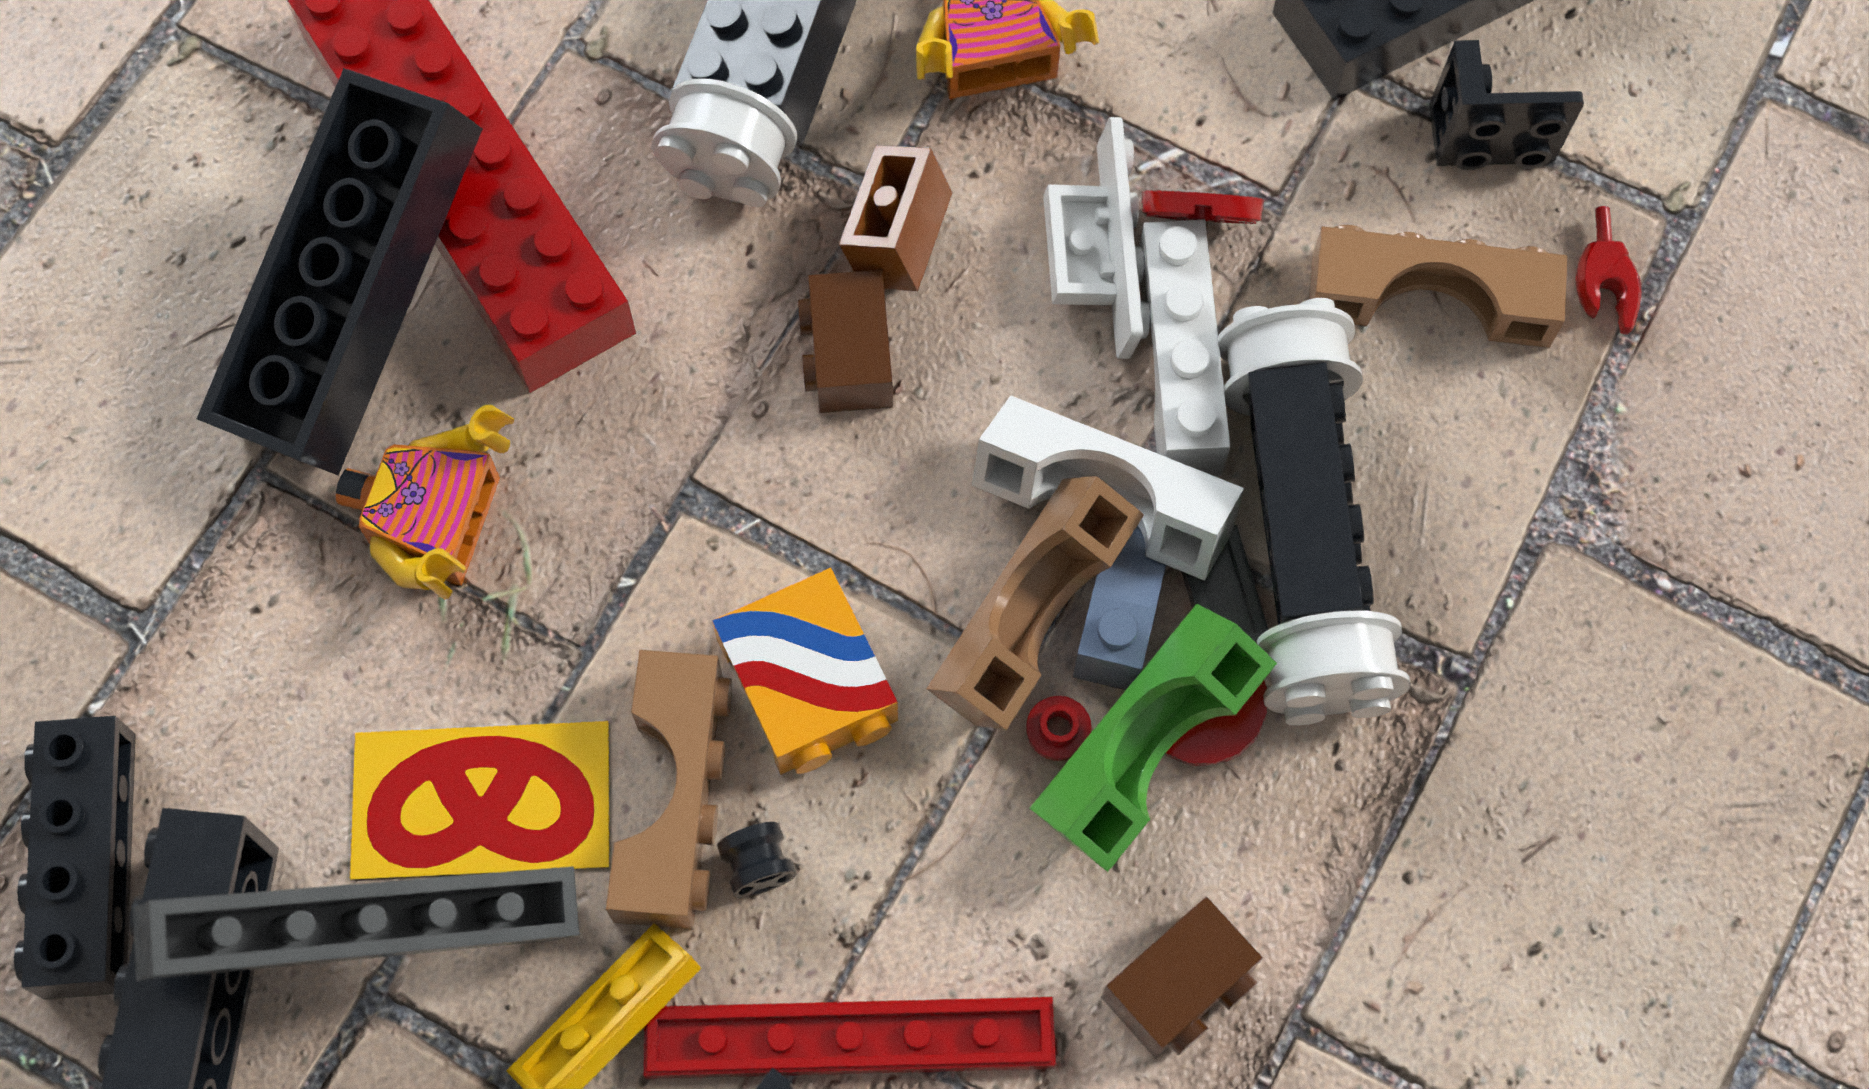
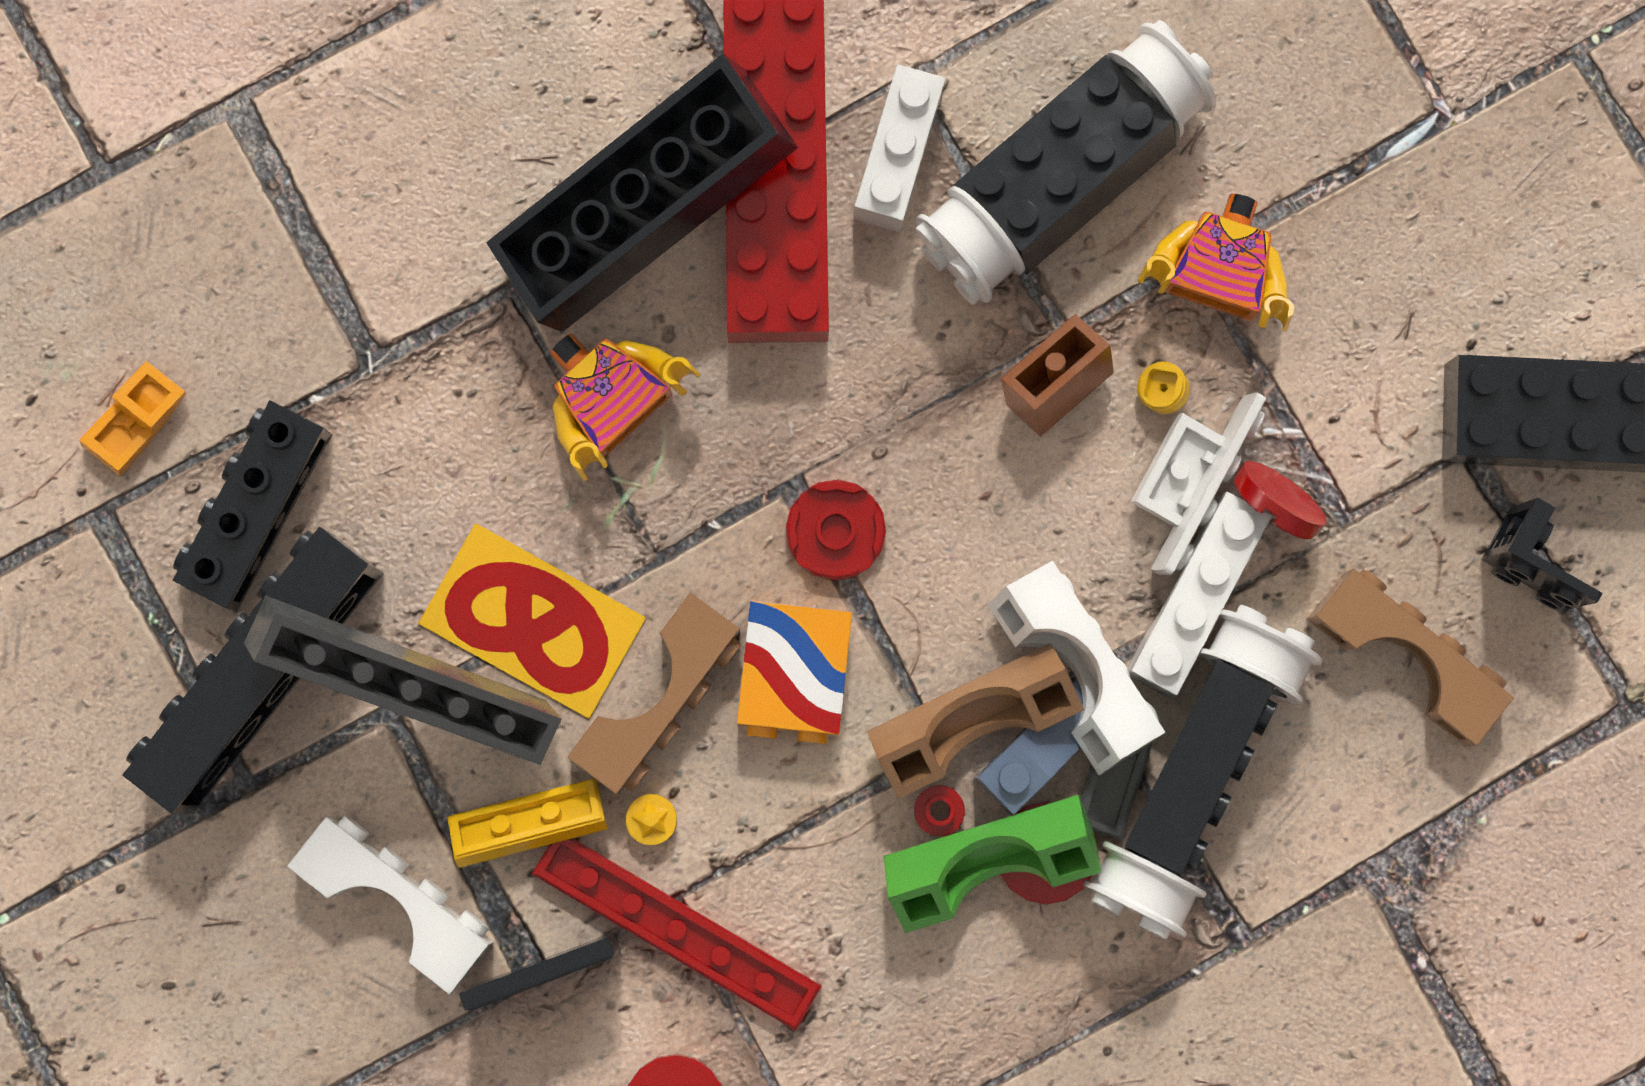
camera: 25 degrees right, 15 degrees up
(594, 103) = (898, 148): none -> white arch
(745, 931) = (651, 819): none -> yellow tile
(756, 859) = (685, 778): black wheel -> none
(761, 510) = (835, 530): none -> red tile
(849, 341) = (969, 445): reddish brown brick -> none
(1012, 178) = (1163, 388): none -> yellow tile
(1182, 979) = (912, 1029): reddish brown brick -> none
(1609, 267) = (1545, 714): red hand -> none

